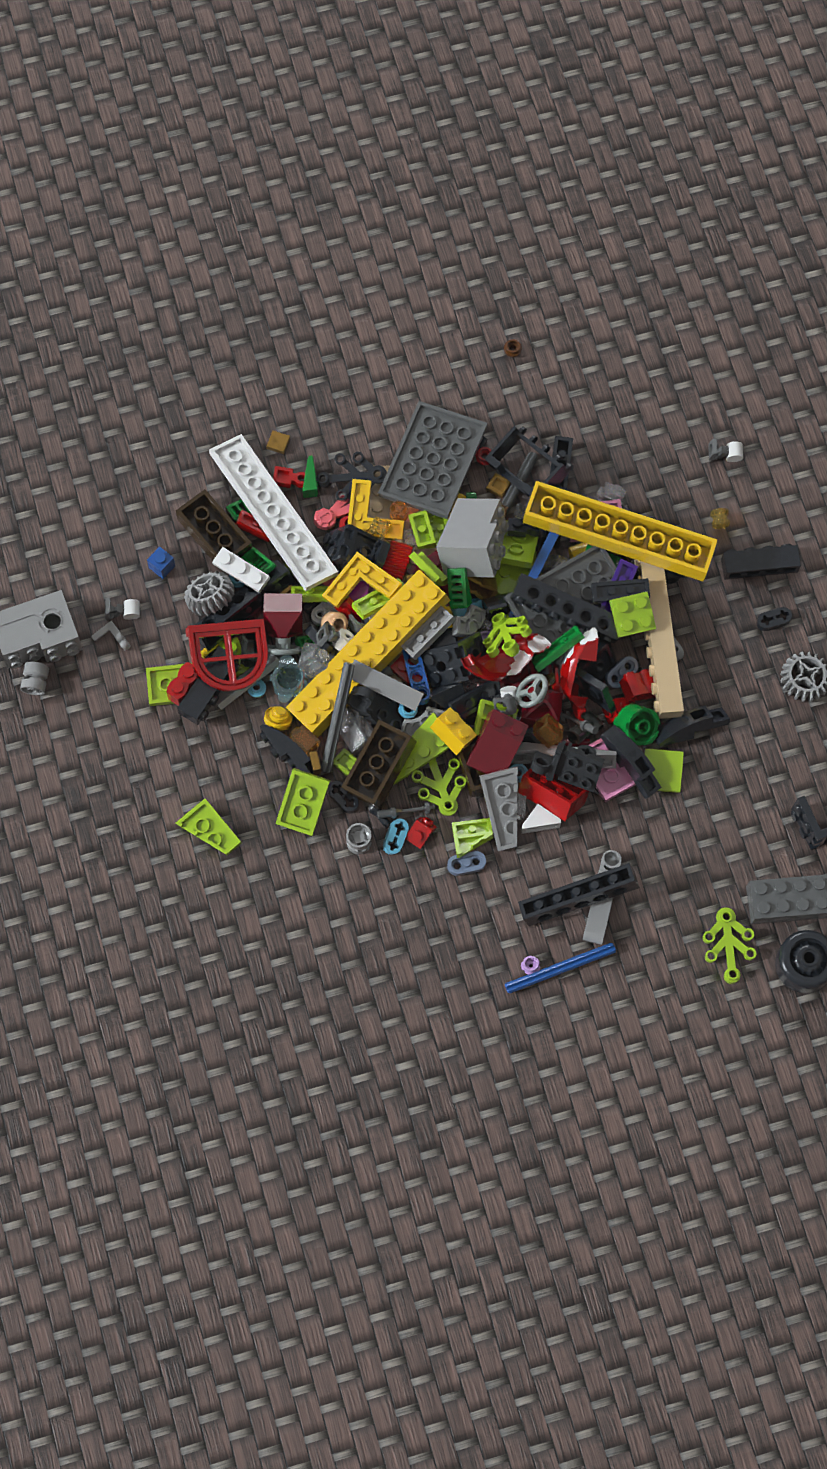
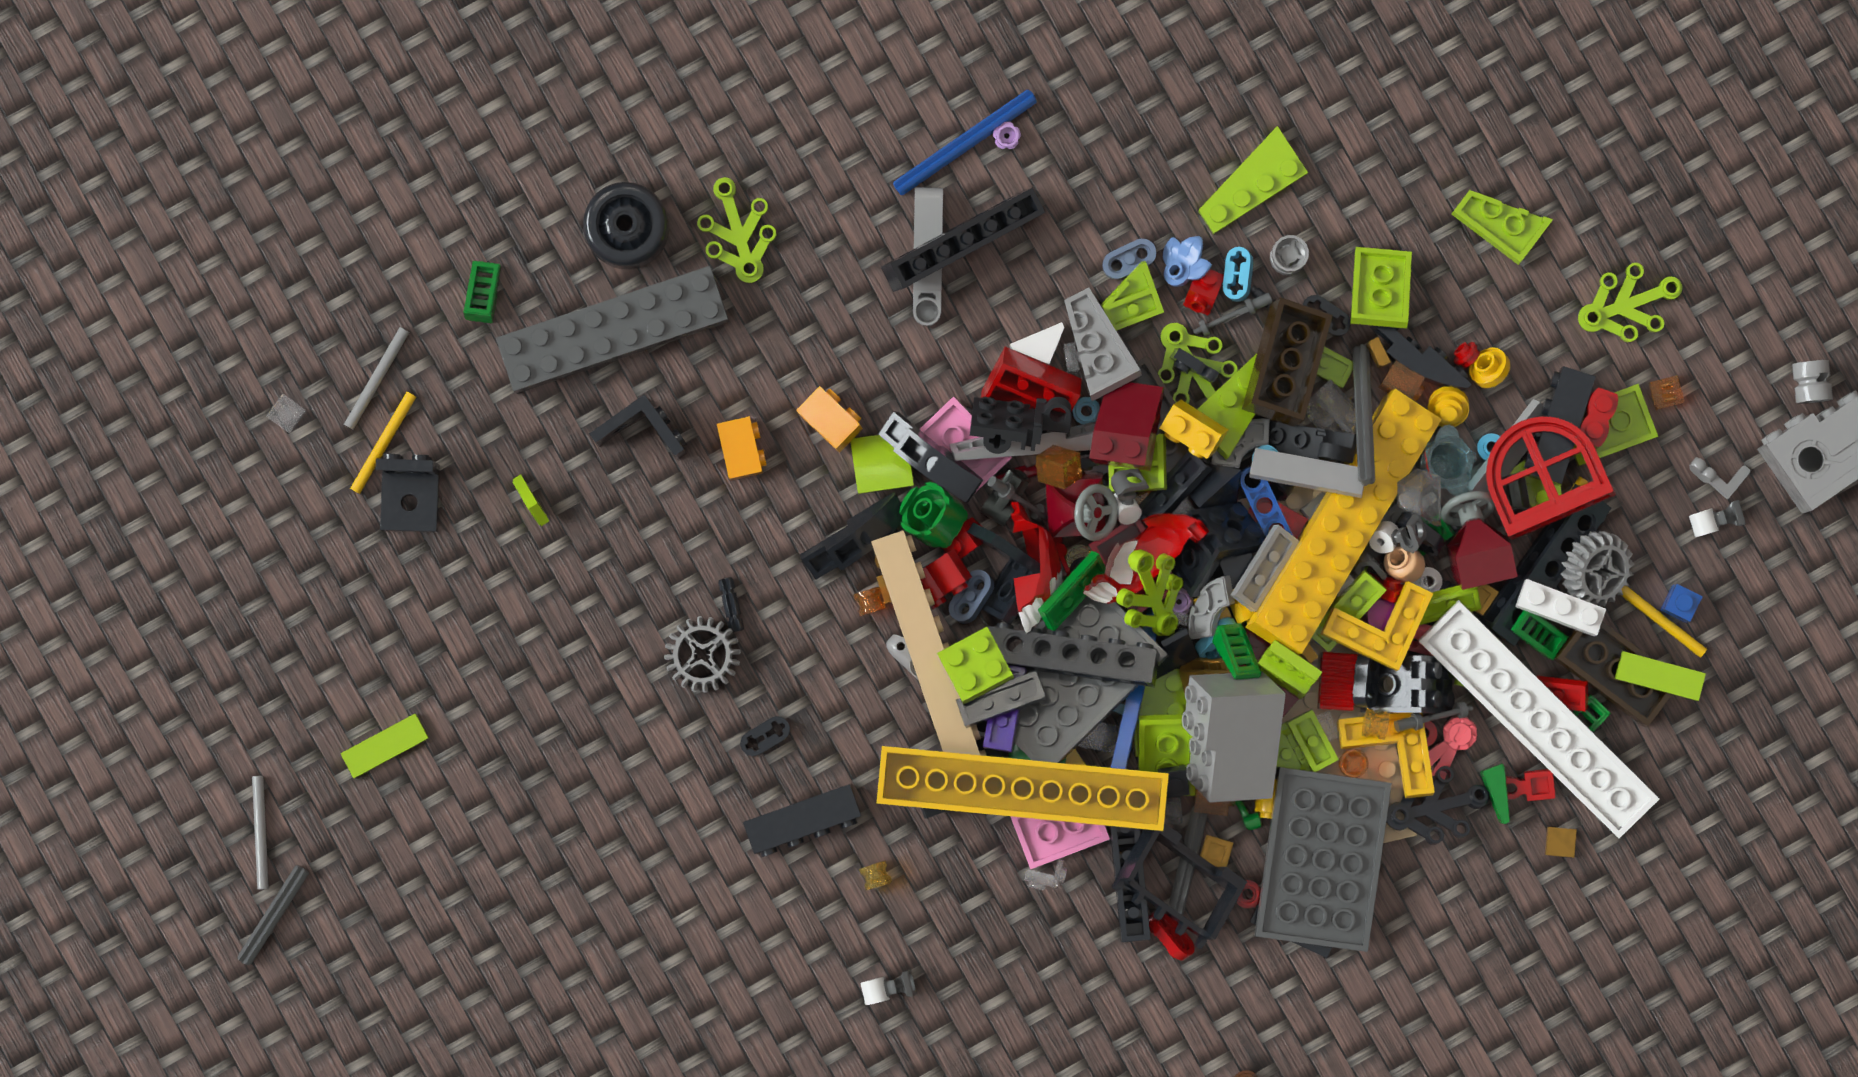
camera: 170 degrees right, 15 degrees up
(131, 696) = (1666, 392): none -> clear orange tile
(141, 757) = (1625, 306): none -> lime plant
(178, 561) = (1663, 621): none -> yellow bar
(189, 515) = (1660, 676): none -> lime tile
(244, 736) = (1490, 368): none -> yellow plate
(257, 749) = (1466, 354): none -> red plate
(359, 524) = (1416, 720): none -> dark grey piece
(364, 897) = (1257, 179): none -> lime wing
(428, 854) = (1185, 257): none -> medium blue plate
(446, 784) = (1187, 362): none -> black plate
(542, 439) = (1177, 946): none -> red plate
(689, 684) = (869, 601): none -> clear orange wheel
(691, 804) = (830, 419): none -> light orange brick
(755, 800) = (740, 448): none -> light orange brick
(780, 704) = (731, 604): none -> black axle

